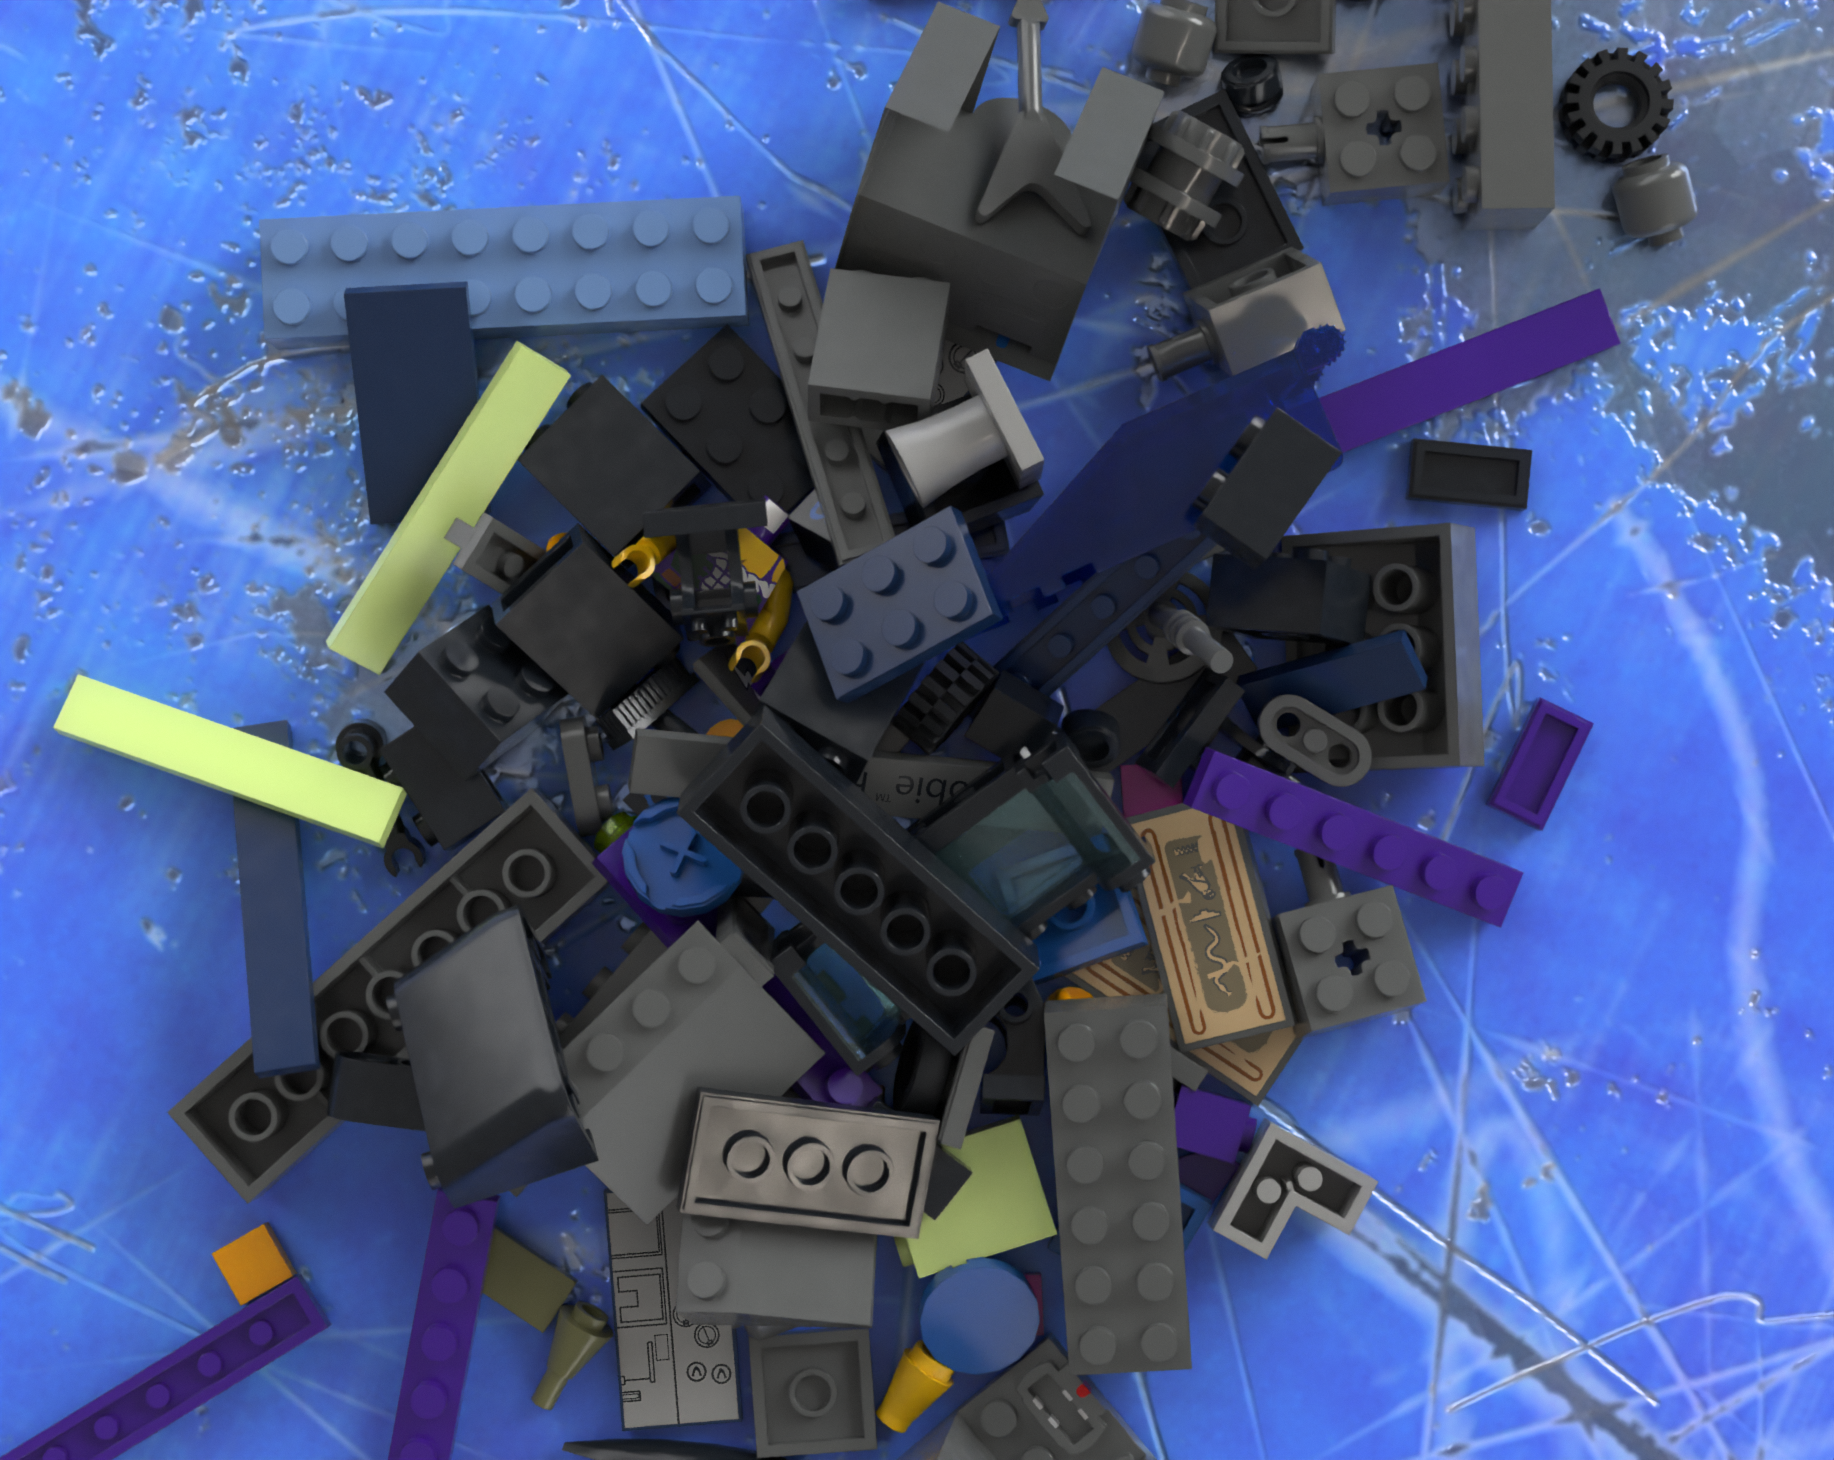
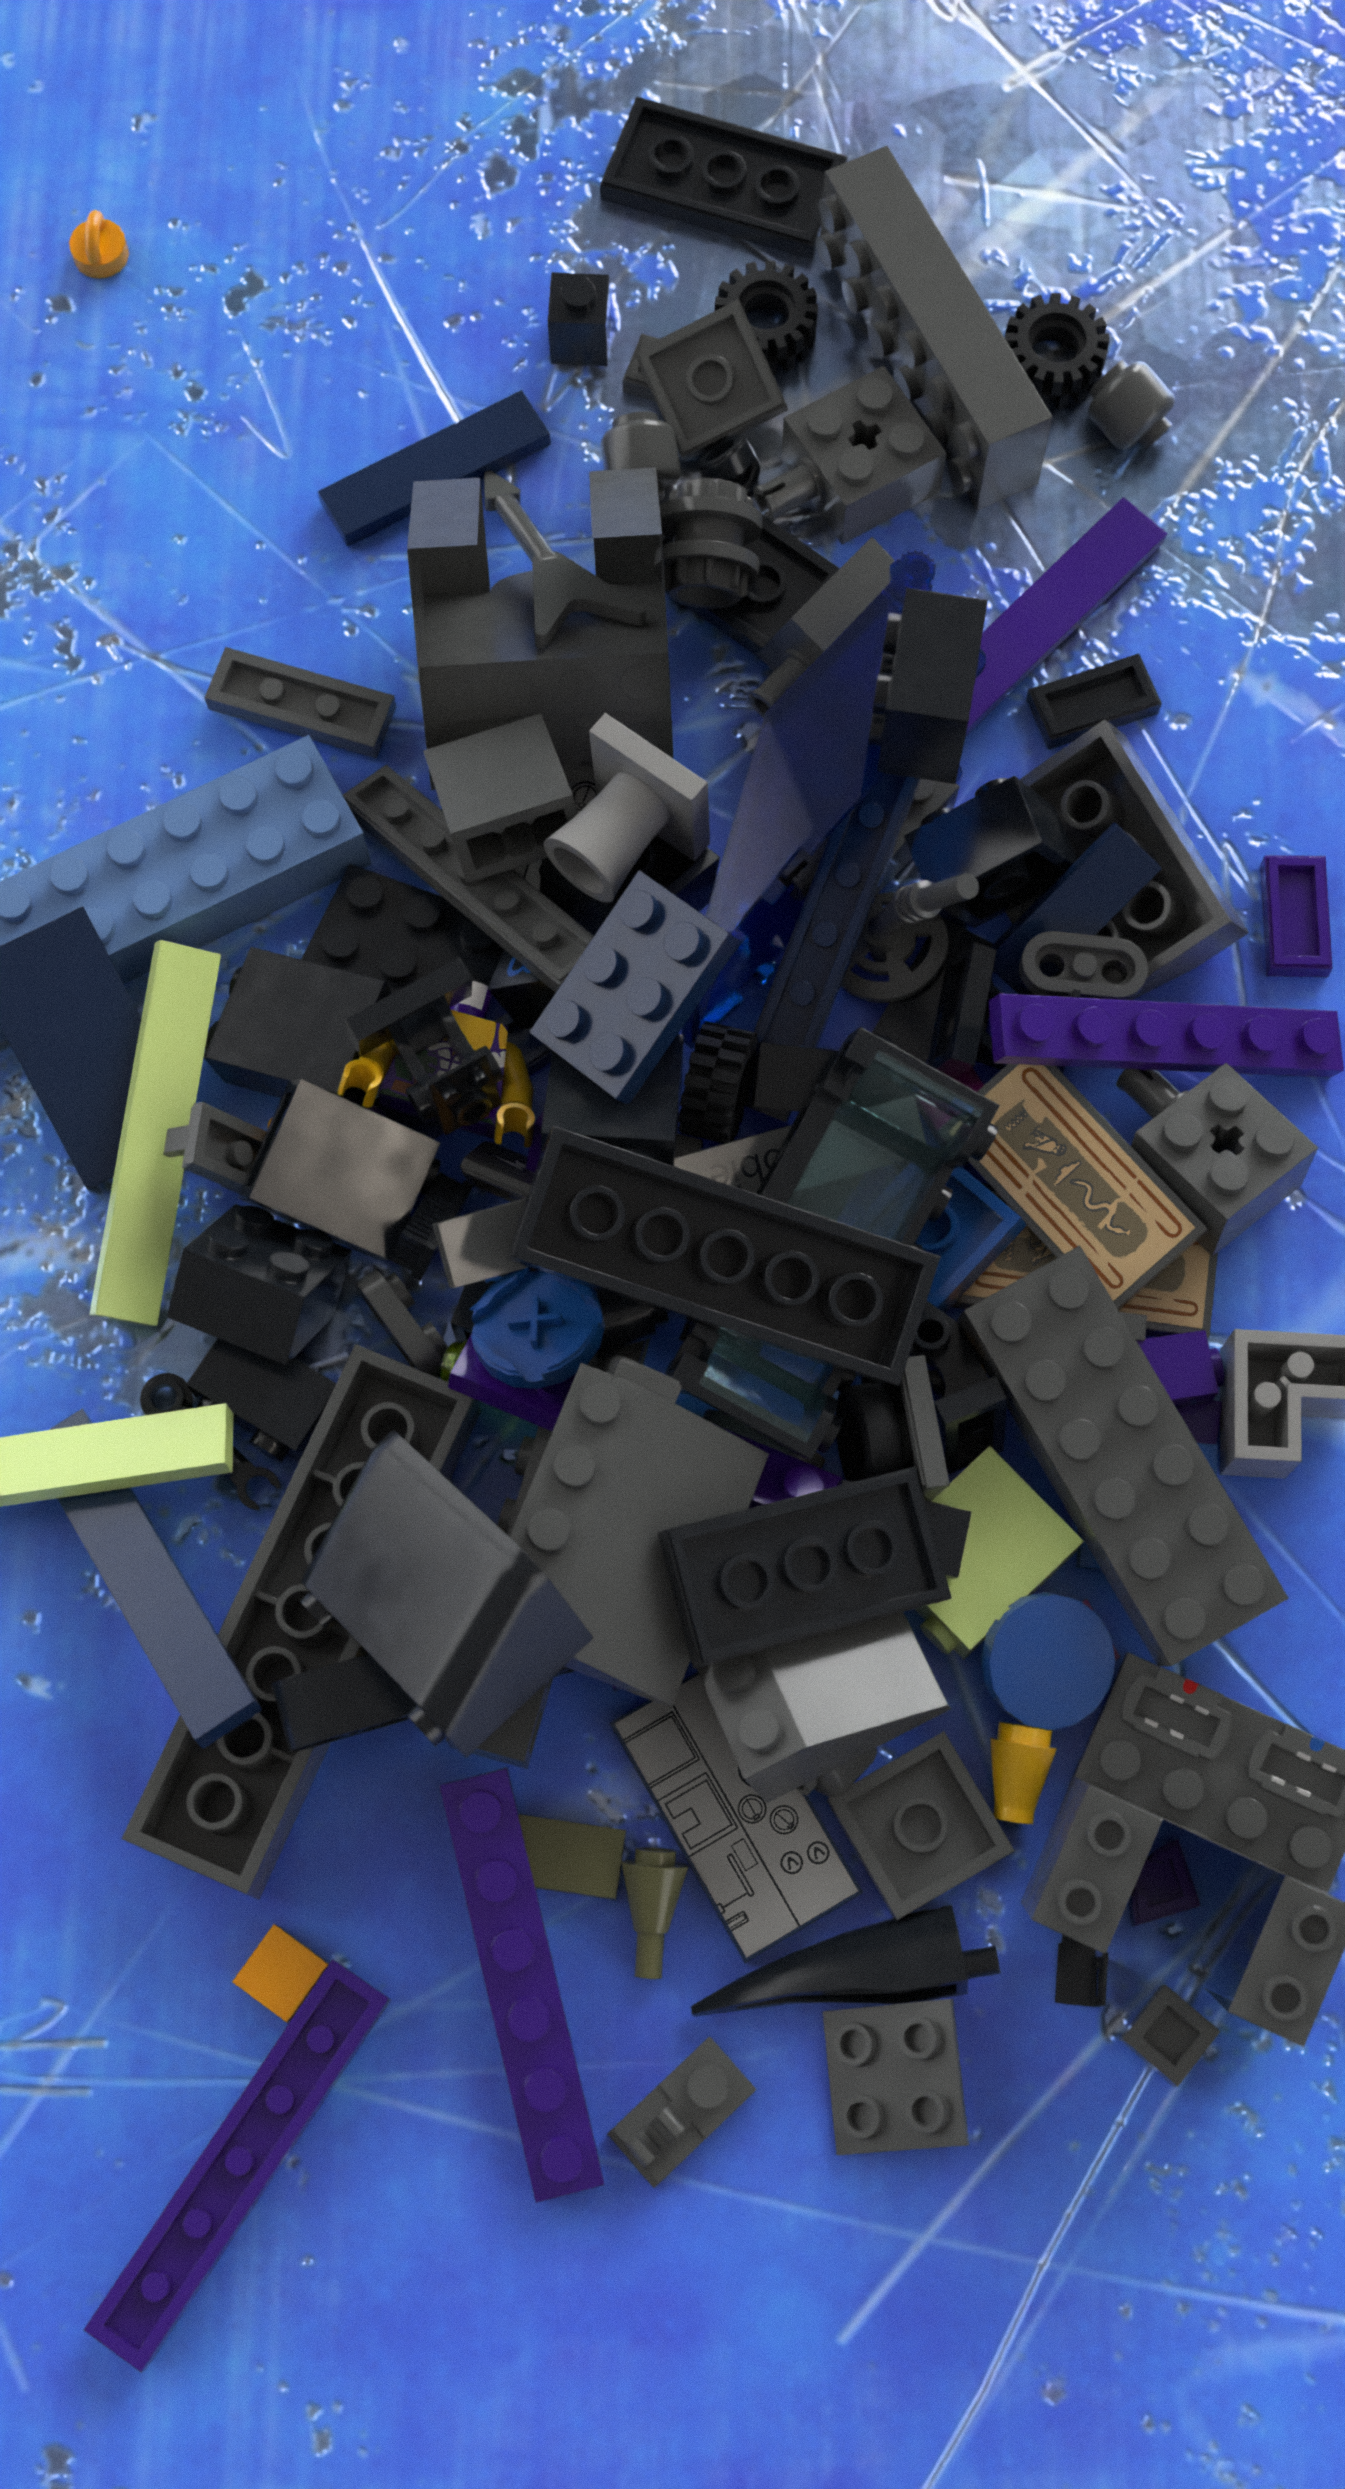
camera: 25 degrees left, 15 degrees down
(752, 143) = (300, 702): none -> dark grey plate

